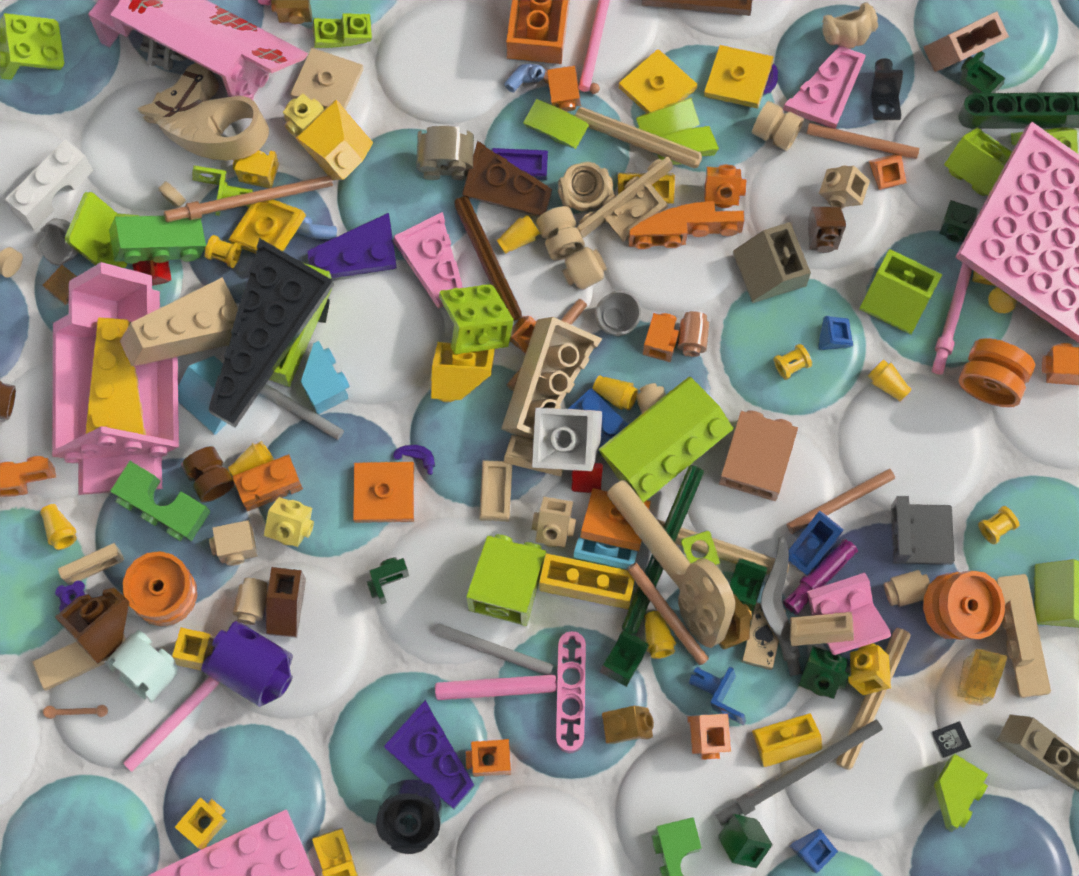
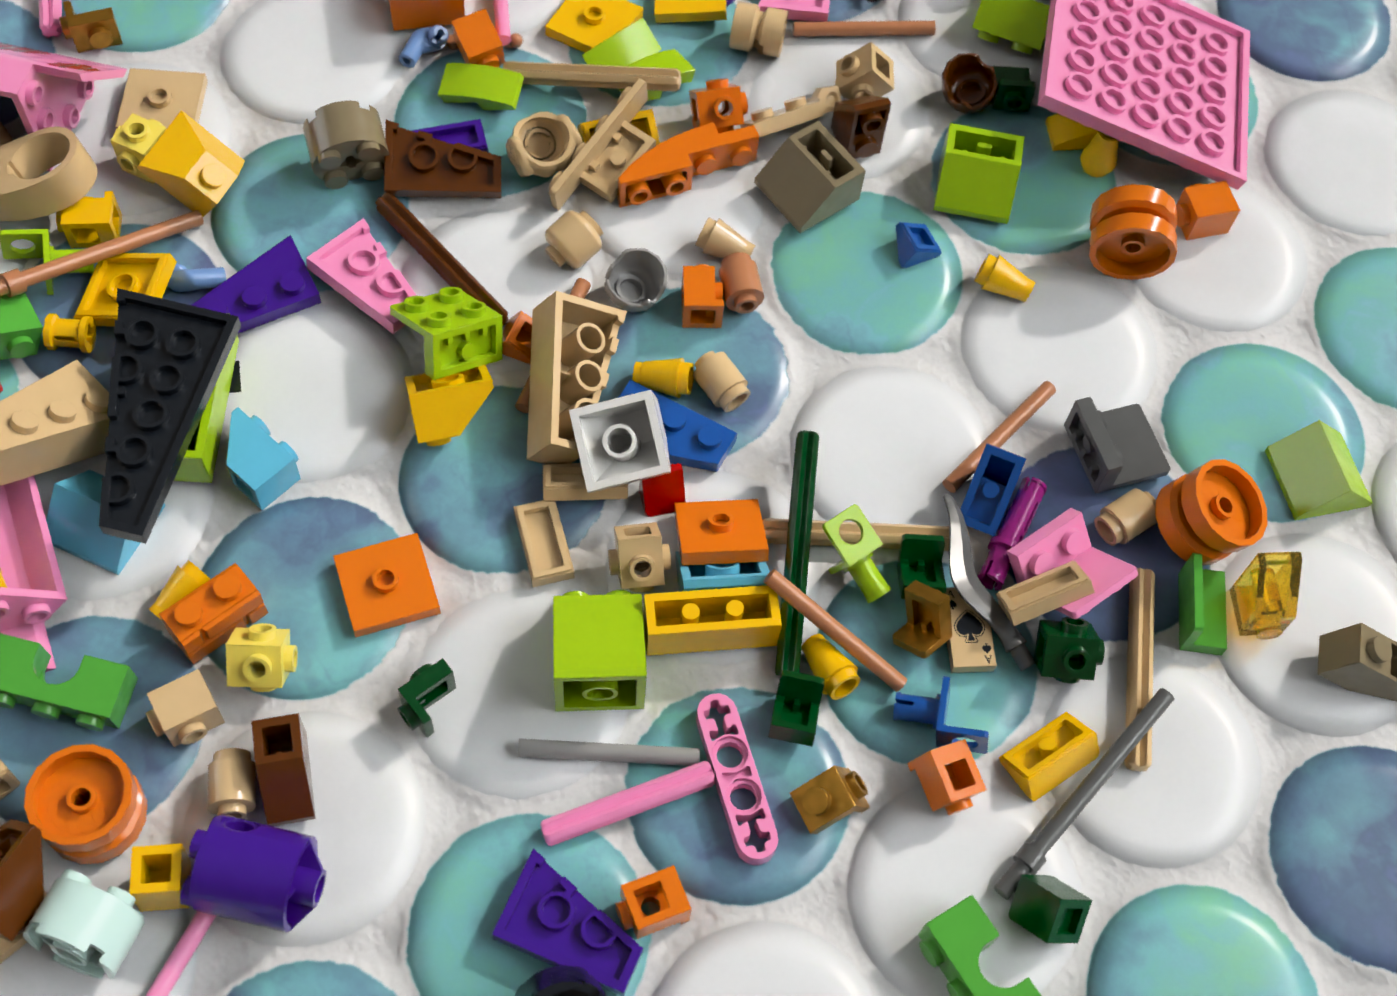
camera: 25 degrees left, 10 degrees down
(207, 473) = (120, 624): reddish brown wheel -> none
(302, 412) = (236, 510): light grey bar -> none
(343, 32) = (174, 42): lime slope -> none
(417, 452) = (419, 521): dark purple piece -> none
(518, 234) = (473, 221): yellow cone -> none
(560, 232) = (527, 204): tan wheel -> none
(666, 438) = (752, 413): lime slope -> none
(692, 296) = (721, 240): none -> tan cone
(705, 594) = (880, 587): tan piece -> none
(758, 455) = (877, 406): nougat brick -> none
(780, 204) = (795, 112): none -> tan hinge
(799, 354) = (877, 285): yellow bush -> none
(814, 850) = (1144, 892): blue slope -> none
(869, 669) = (1125, 628): yellow brick -> none
(888, 171) = (908, 53): orange slope -> none
(923, 212) = (968, 83): none -> reddish brown hair
(935, 670) = (1202, 608): none -> bright green panel
(945, 343) = (1052, 222): bright pink bar -> none
(951, 739) = (1257, 692): black sticker -> none
(956, 790) = (1297, 753): lime slope -> none
(998, 525) = (1204, 412): yellow bush -> none
(1023, 637) = (1291, 532): tan bracket -> none

